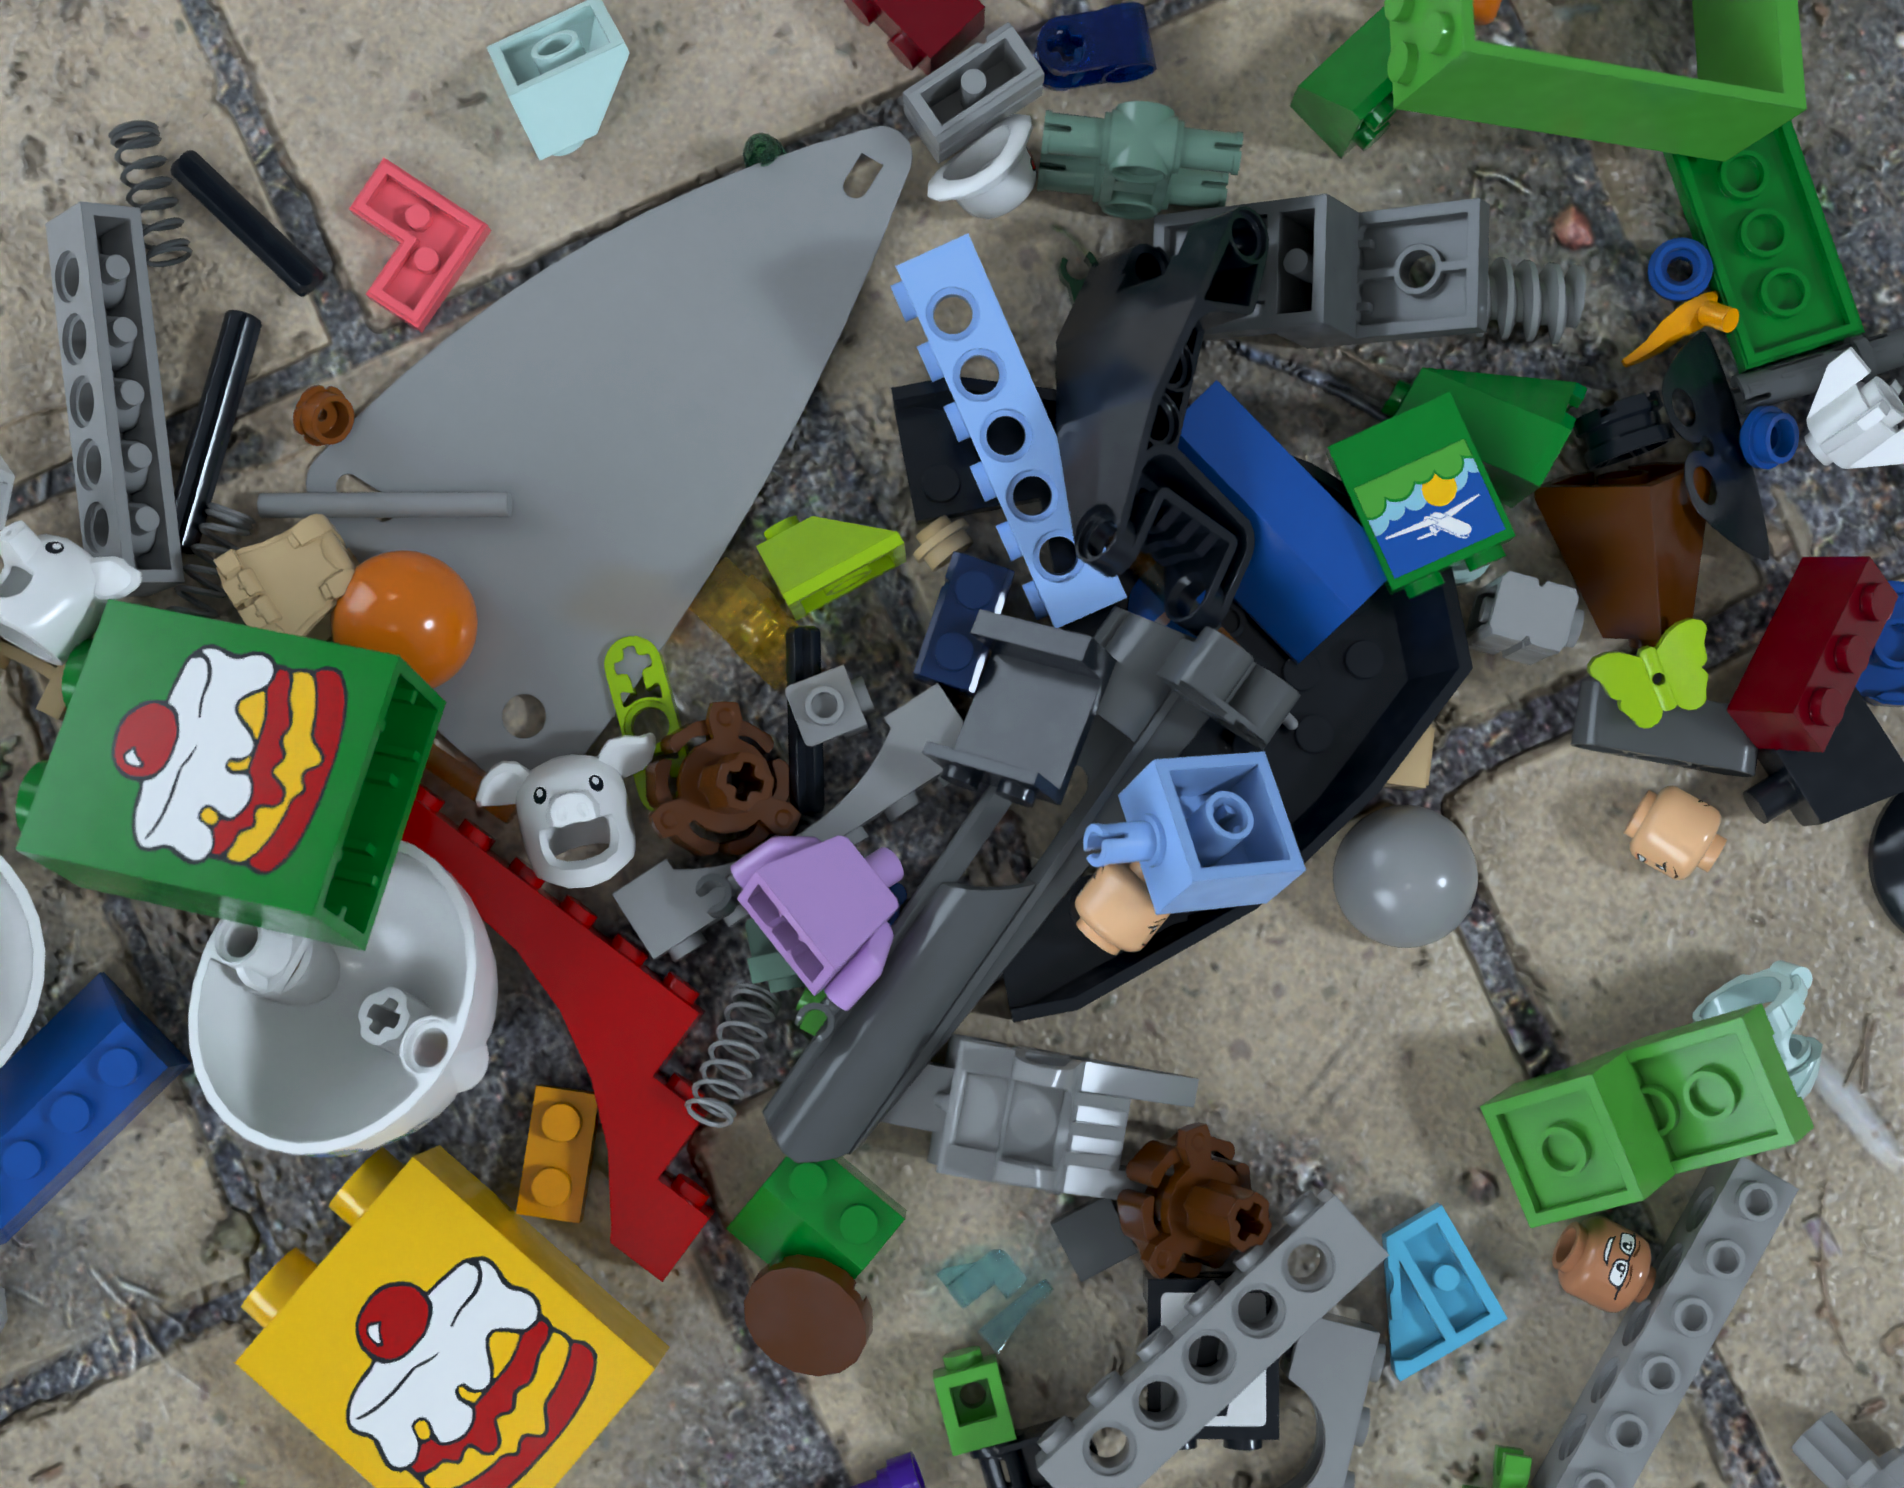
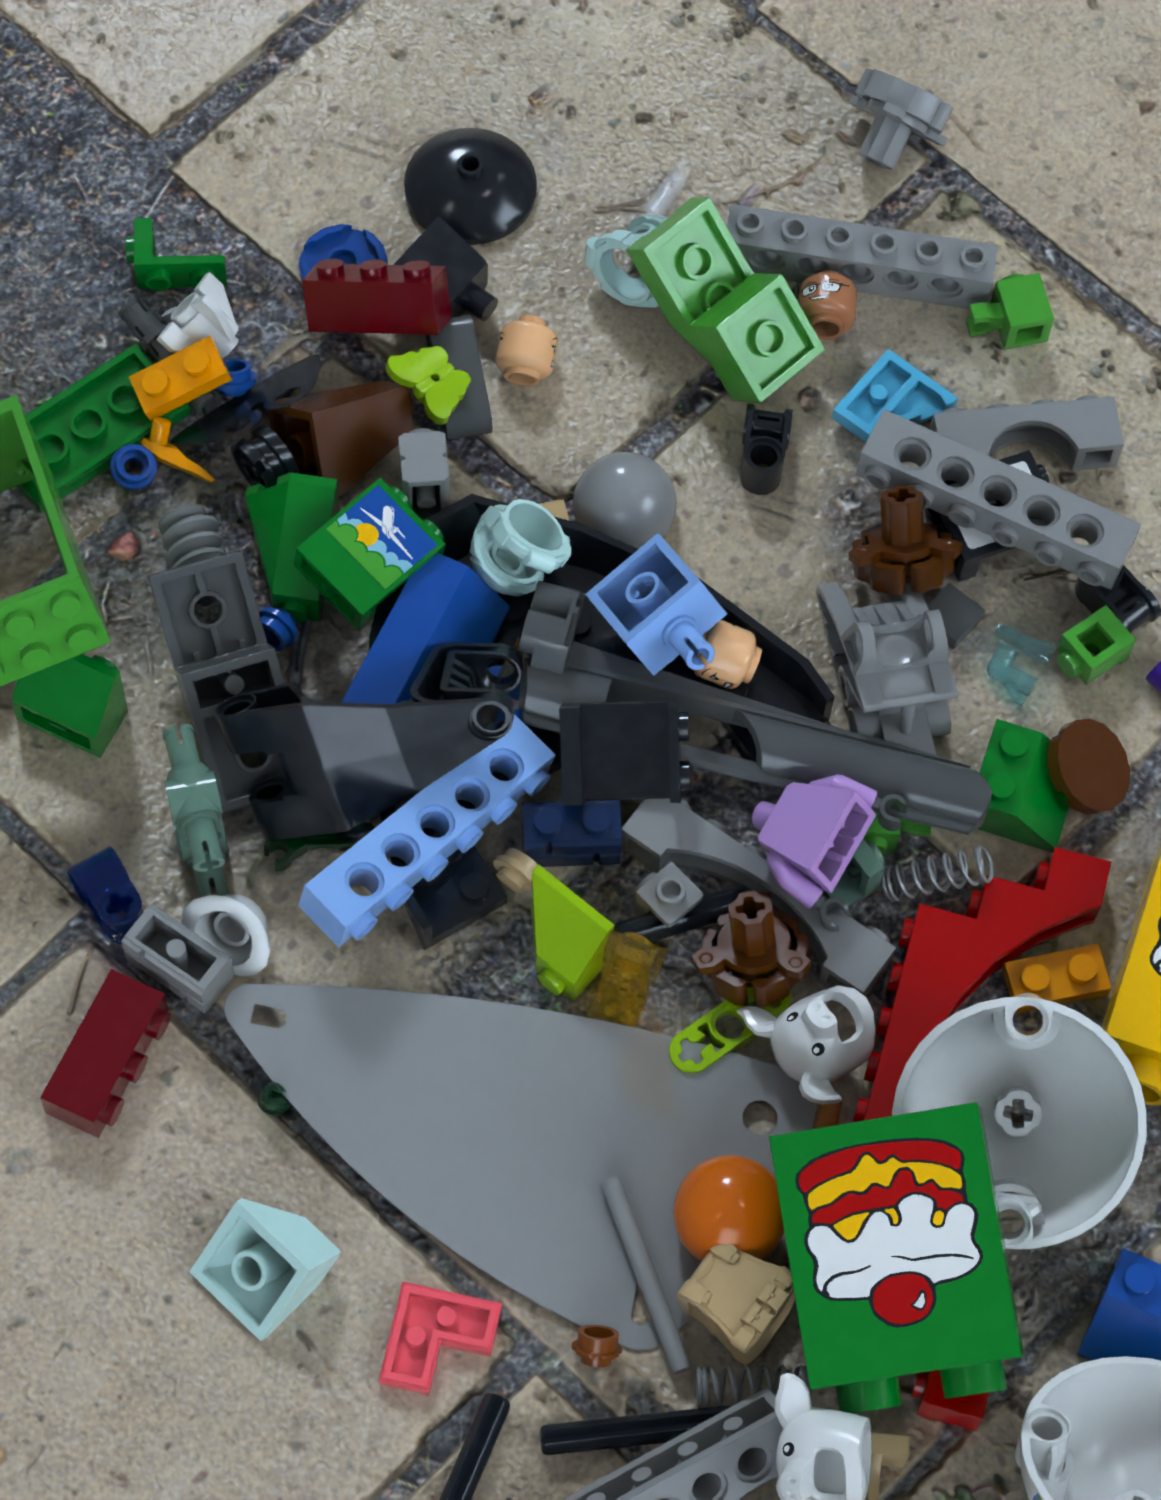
camera: 115 degrees left, 20 degrees down
(1363, 692) = (517, 546): none -> light aqua helmet
(1380, 366) = (279, 627): none -> blue plate
(1431, 1096) = (765, 443): none -> black piece
(1784, 361) = (180, 378): none -> light orange plate

